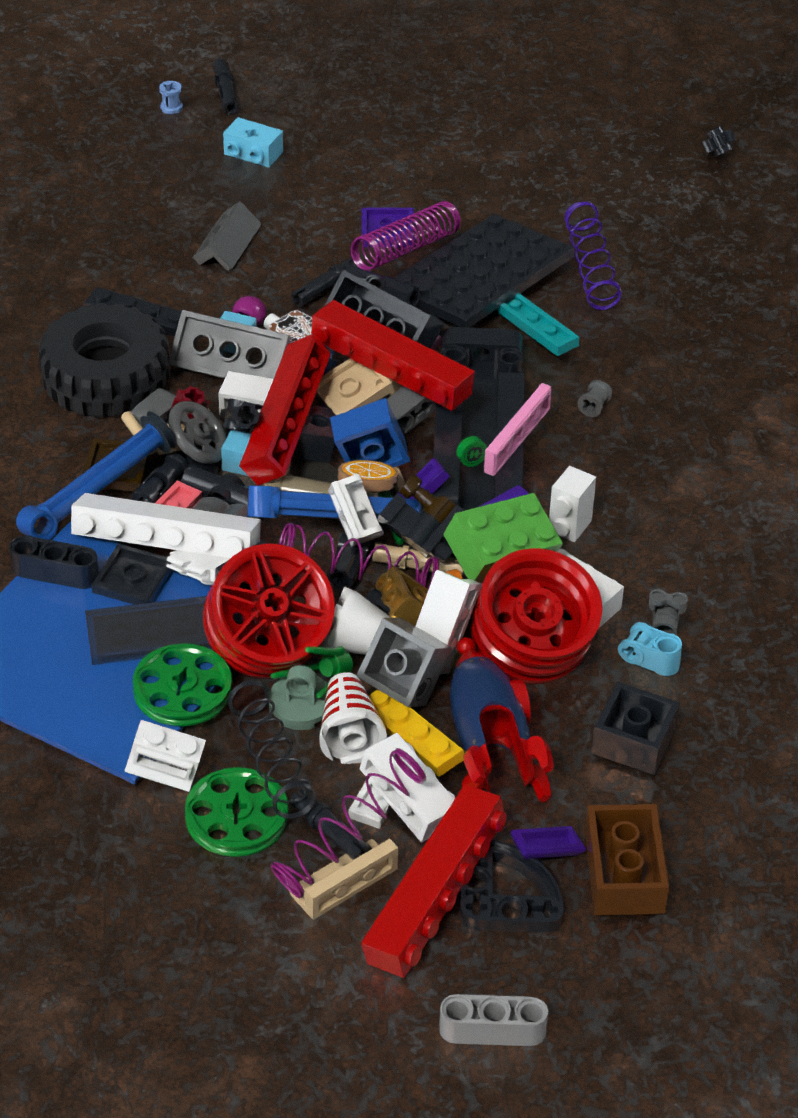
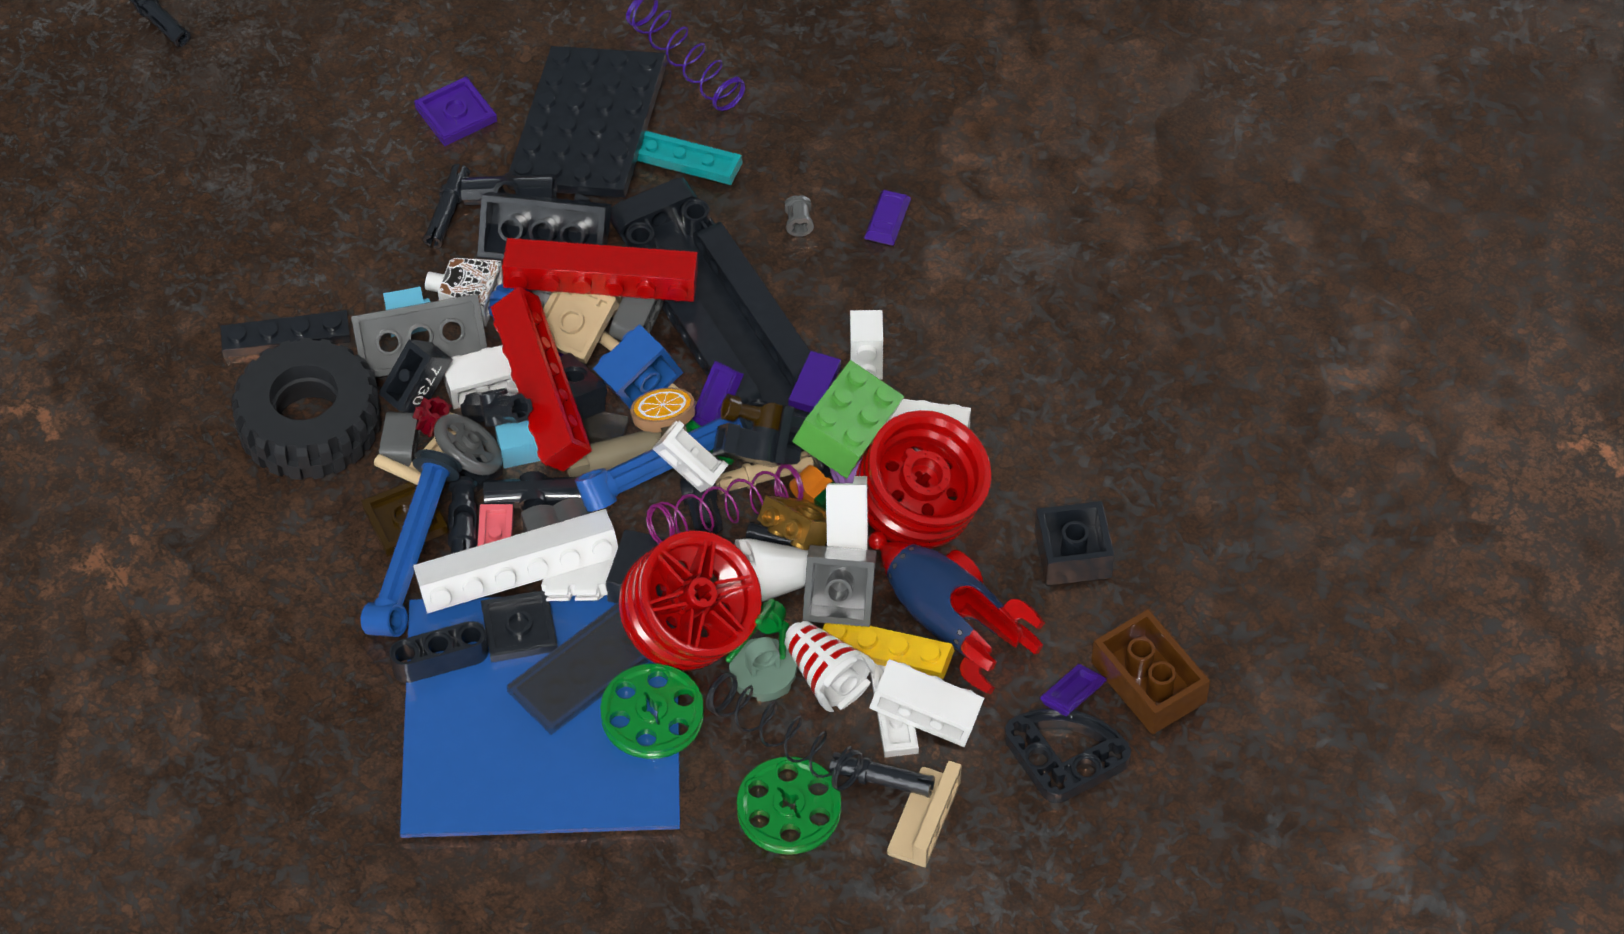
camera: 30 degrees left, 10 degrees up
(165, 755) = (695, 788): white window -> none
(170, 97) = (103, 51): medium blue bush -> none
(199, 367) = (415, 375): none -> black brick
(229, 237) = (305, 200): dark grey panel -> none
(251, 307) = (400, 277): magenta piece -> none
(253, 142) = (243, 72): medium azure brick -> none
(281, 870) = (887, 838): magenta piece -> none
(434, 222) = (471, 145): magenta piece -> none
(434, 881) = (1011, 777): red brick -> none
(471, 451) = (743, 336): green tile -> none
(477, 1012) = (1150, 860): light grey beam -> none
(517, 429) = (768, 291): bright pink tile -> none
(653, 649) = (1030, 456): medium azure piece -> none
(667, 609) = (1022, 414): dark grey plate -> none
(669, 432) = (887, 217): none -> dark purple tile

